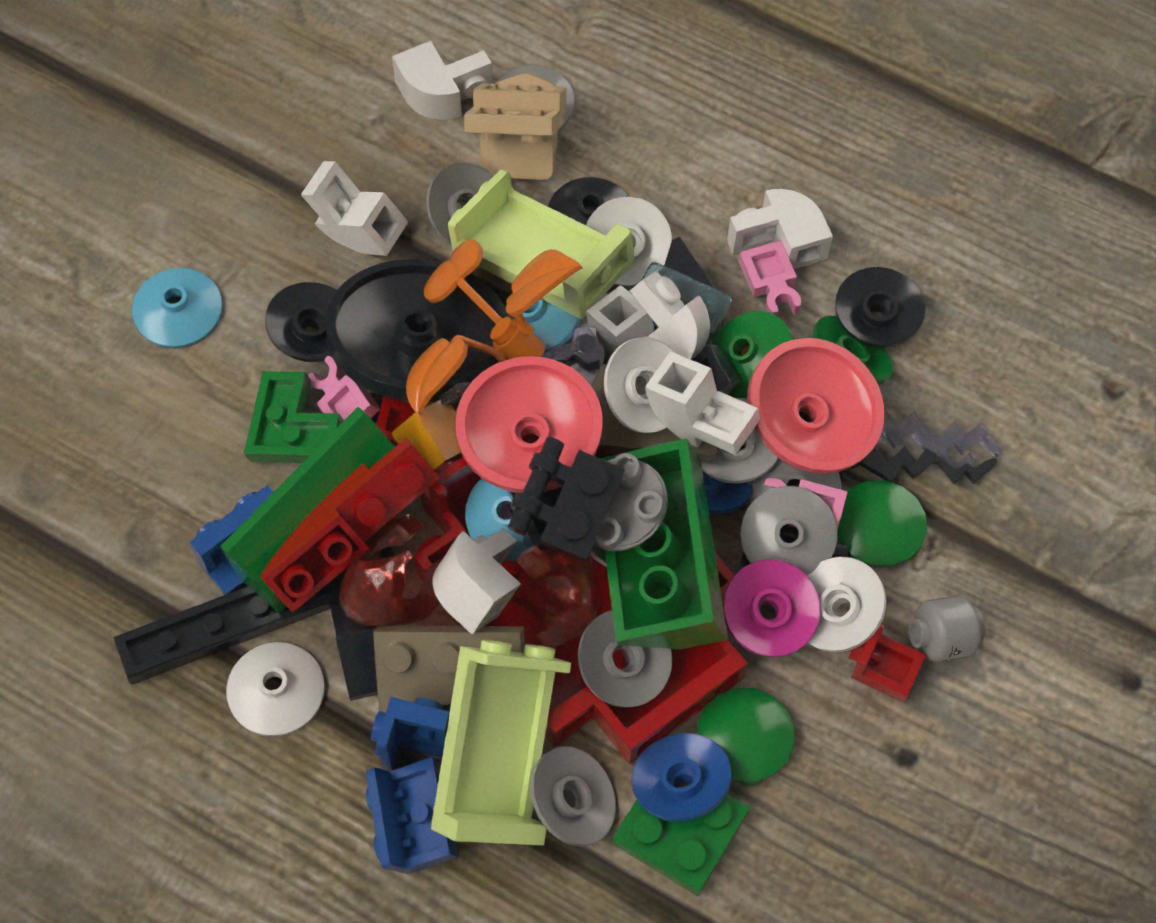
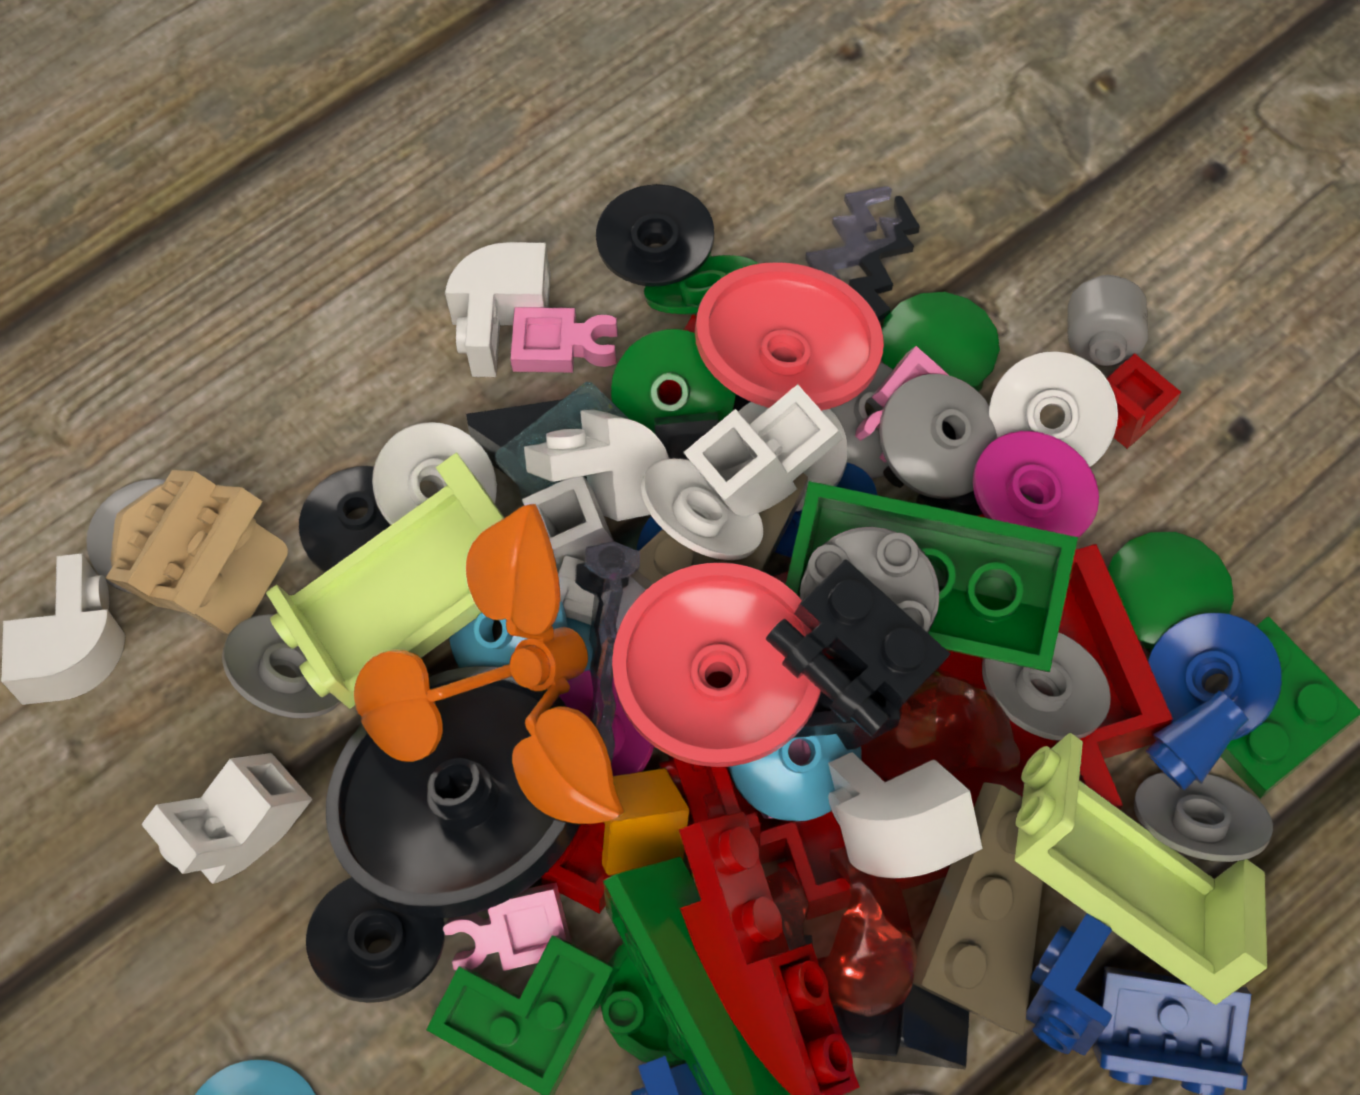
camera: 65 degrees left, 0 degrees up
(621, 772) = (1195, 741): none -> blue cone

